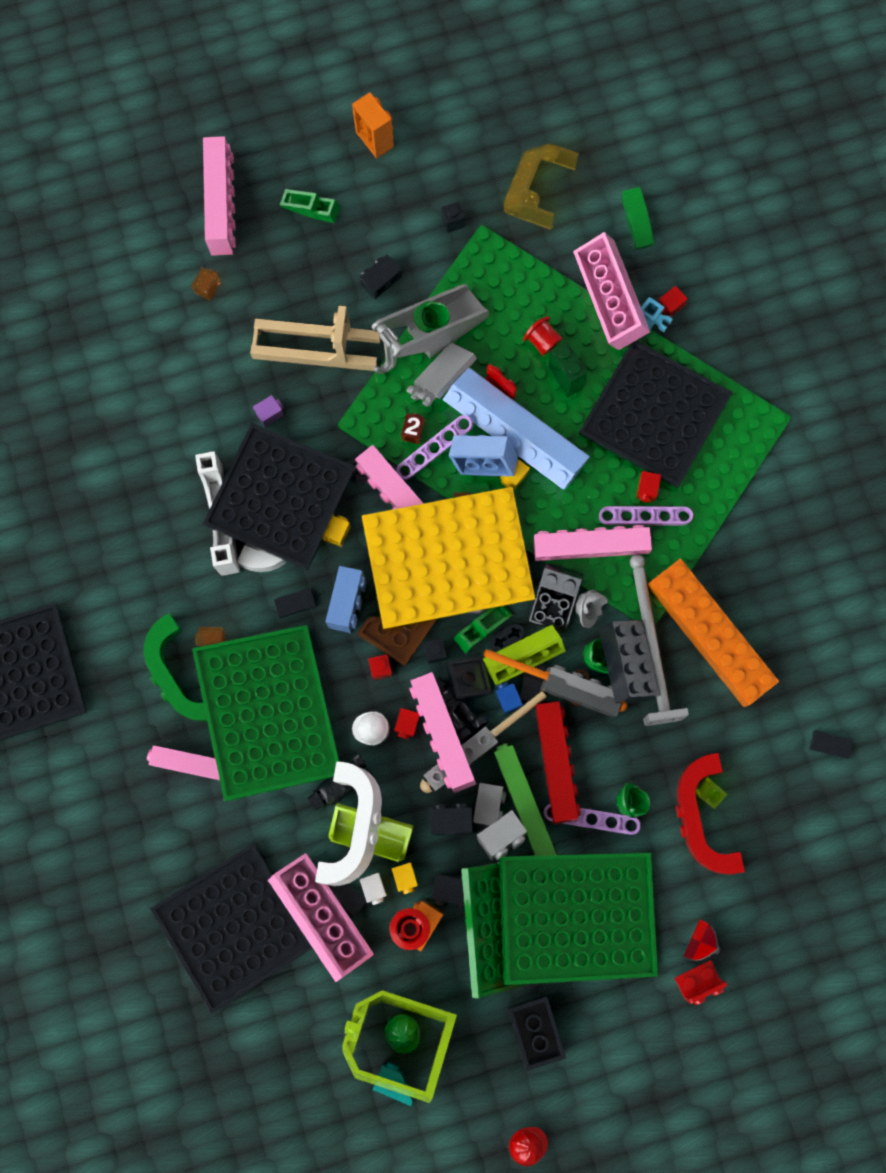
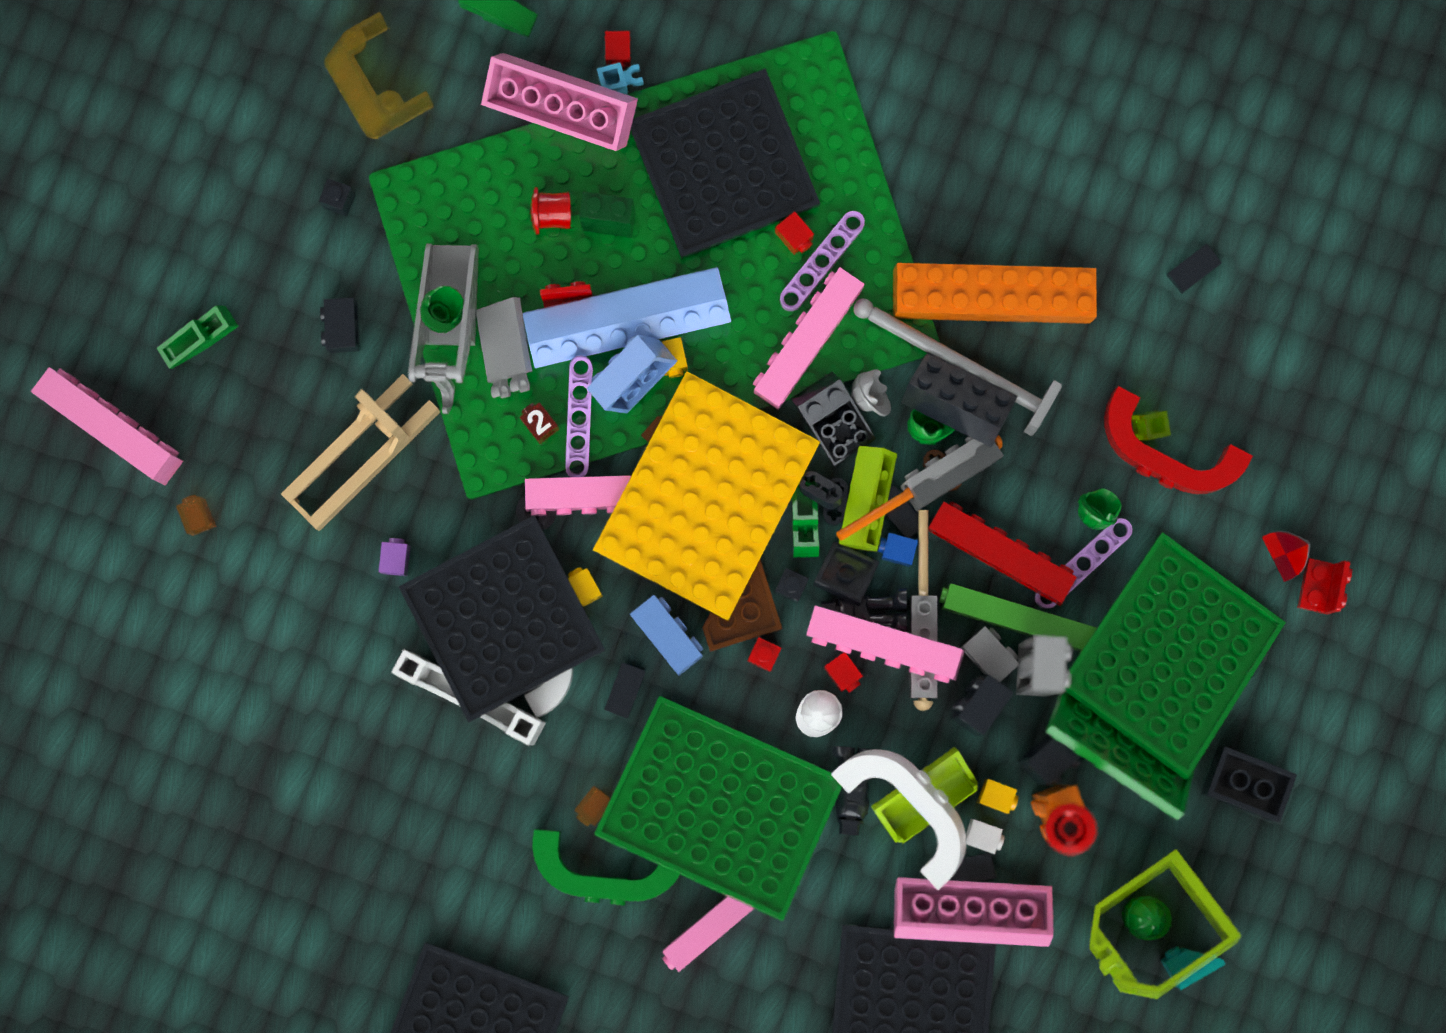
camera: 55 degrees left, 5 degrees up
(373, 124) = (166, 198): orange brick -> none
(510, 622) = (819, 492): none -> black beam
(528, 1145) = (1348, 878): red piece -> none

